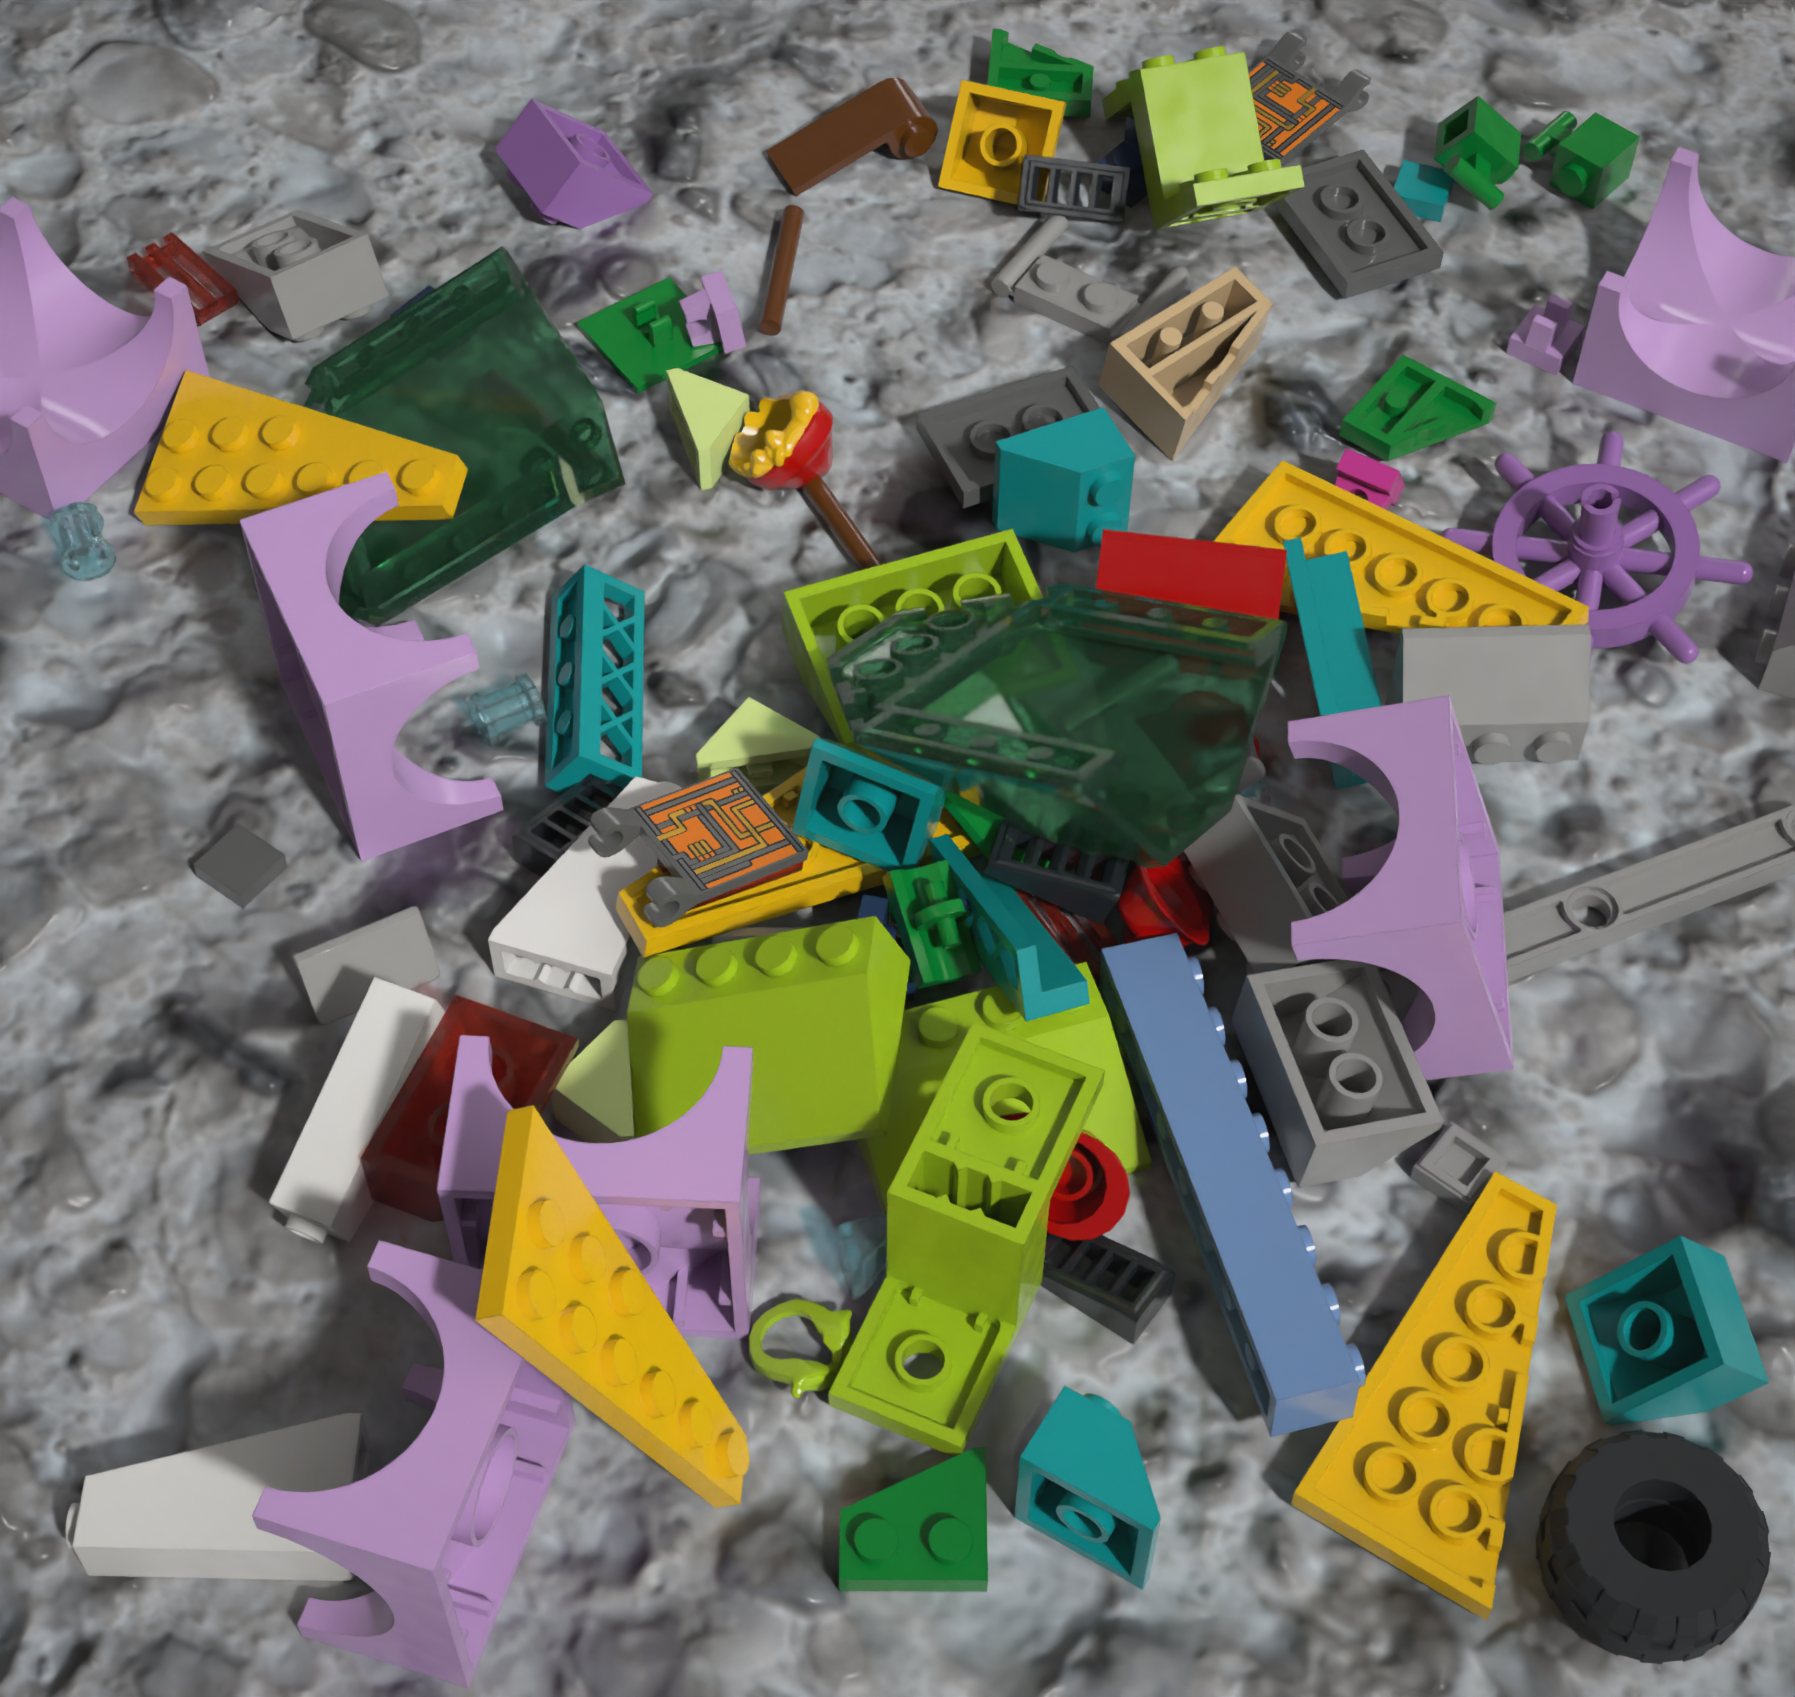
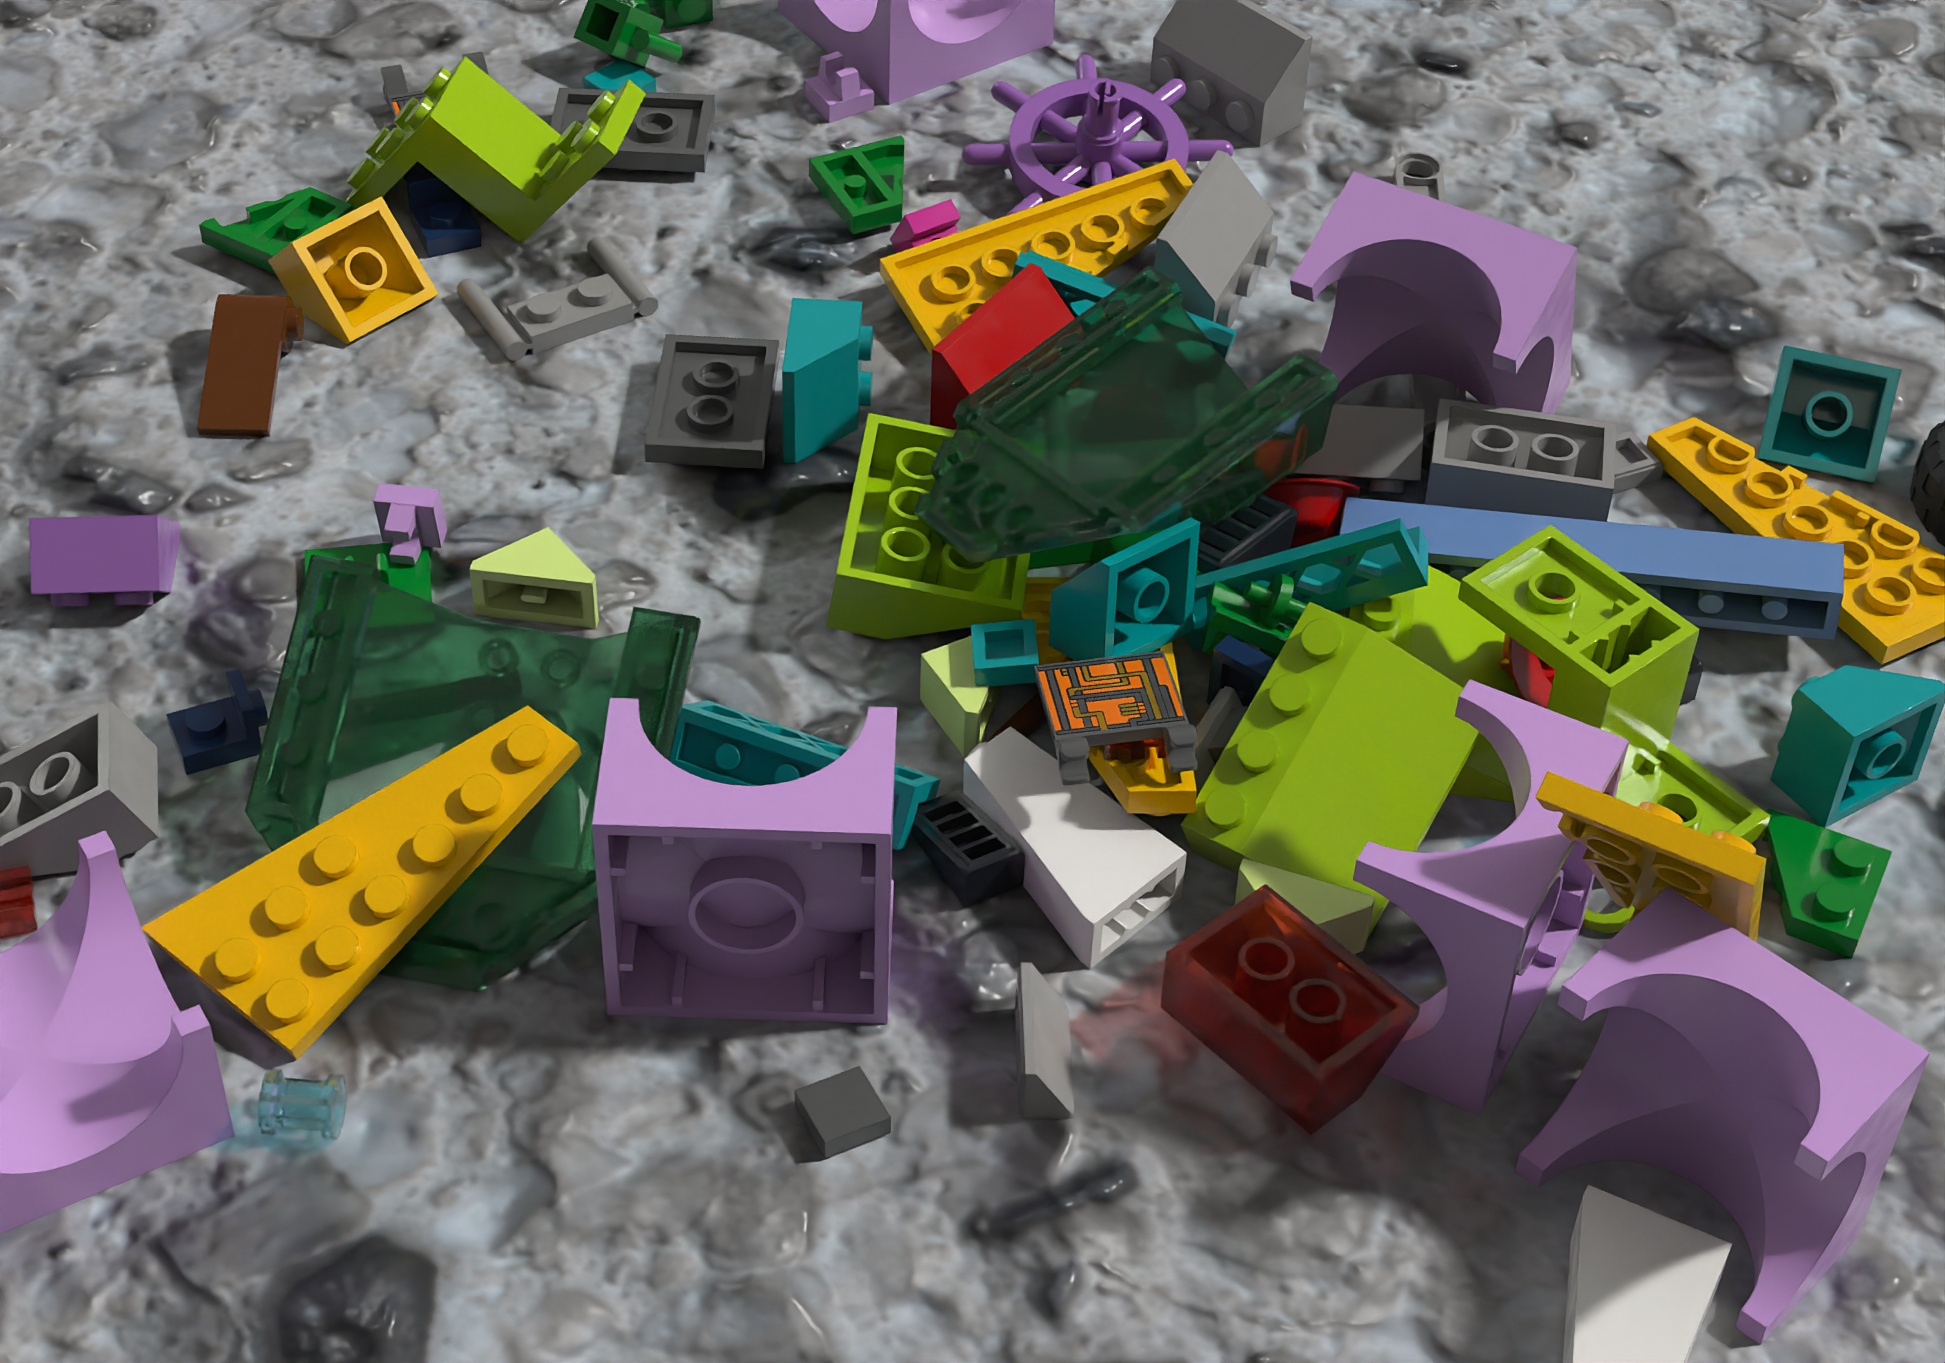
camera: 65 degrees left, 10 degrees down
(324, 1177) = (1234, 1083): white slope -> none
(772, 750) = (1004, 652): none -> teal tile
(781, 270) = (345, 461): reddish brown bar -> none
(784, 442) = (616, 528): hair -> none
(841, 524) = (749, 548): reddish brown bar -> none
(1029, 179) = (426, 271): black slope -> none
(1185, 358) = (722, 266): tan wedge -> none

